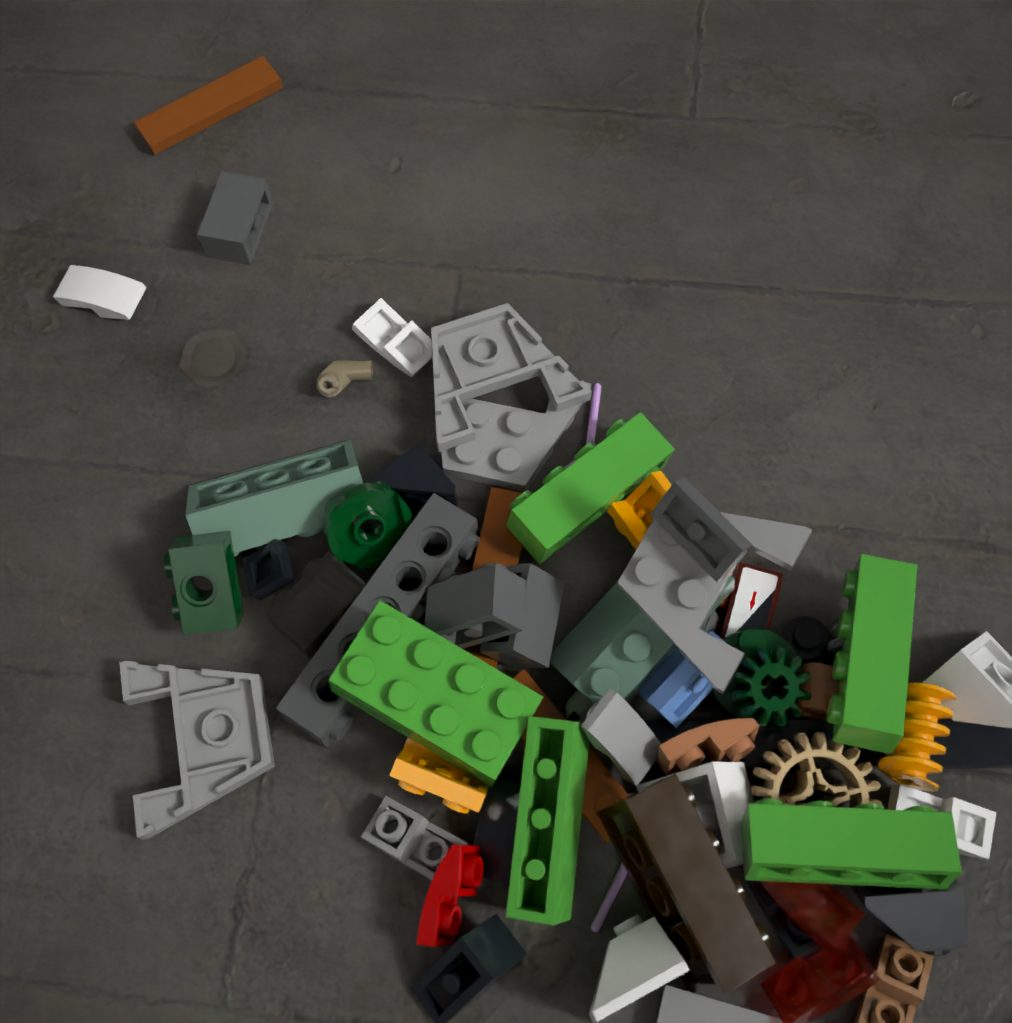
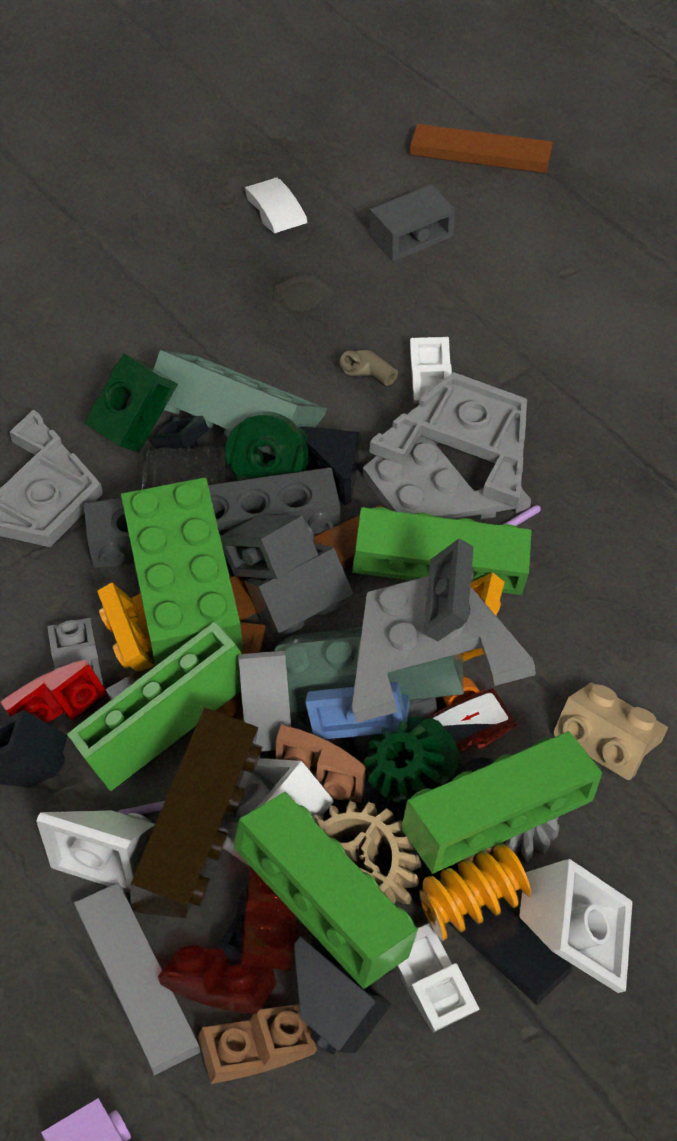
camera: 45 degrees right, 15 degrees down
(842, 516) = (610, 728): none -> tan bracket

